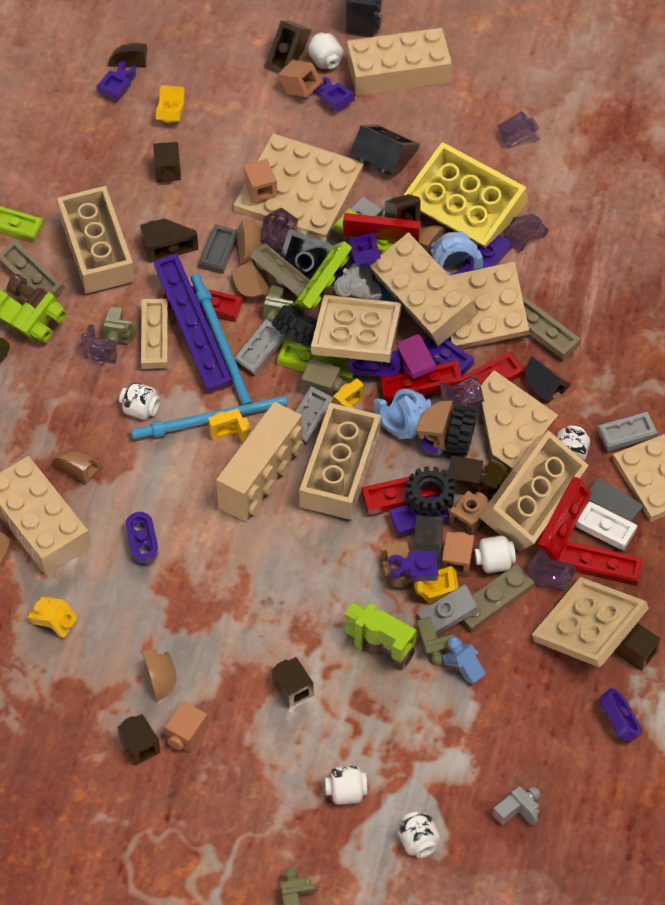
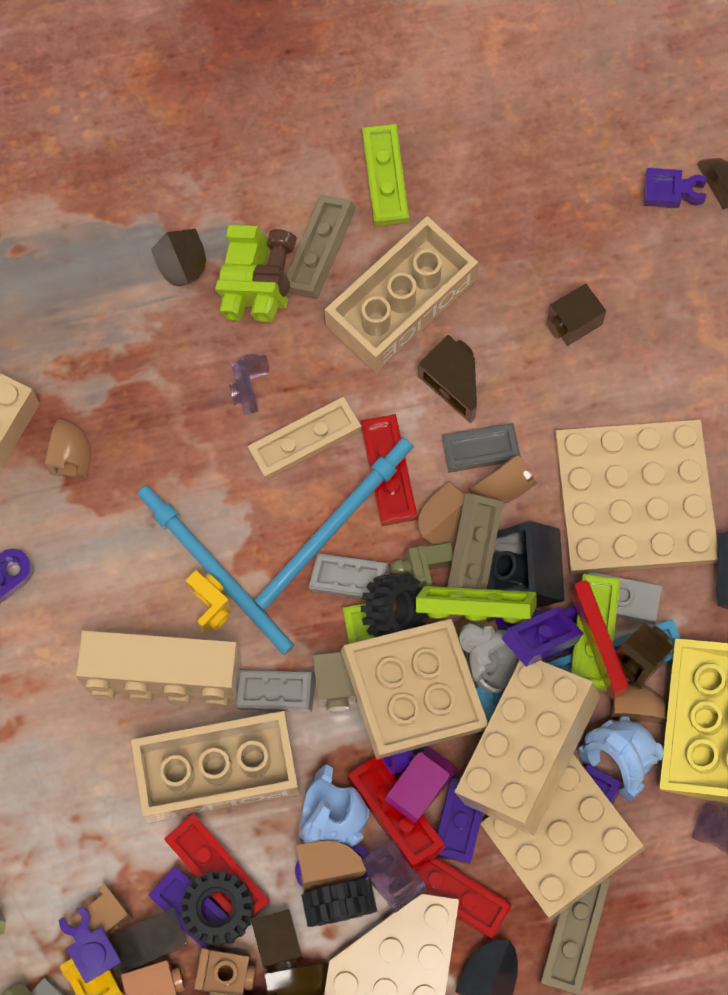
camera: 65 degrees right, 15 degrees up
(118, 329) = (285, 385): olive piece -> none
(139, 401) = (193, 474): white head -> none
(170, 104) = (669, 272): yellow bracket -> none
(192, 323) = (337, 475): dark purple plate -> none
(260, 180) = (599, 443): nougat brick -> none
(276, 228) = (542, 503): bracket -> none
(350, 394) = (329, 726): yellow bracket -> none
(492, 253) = (660, 803): dark purple plate -> none

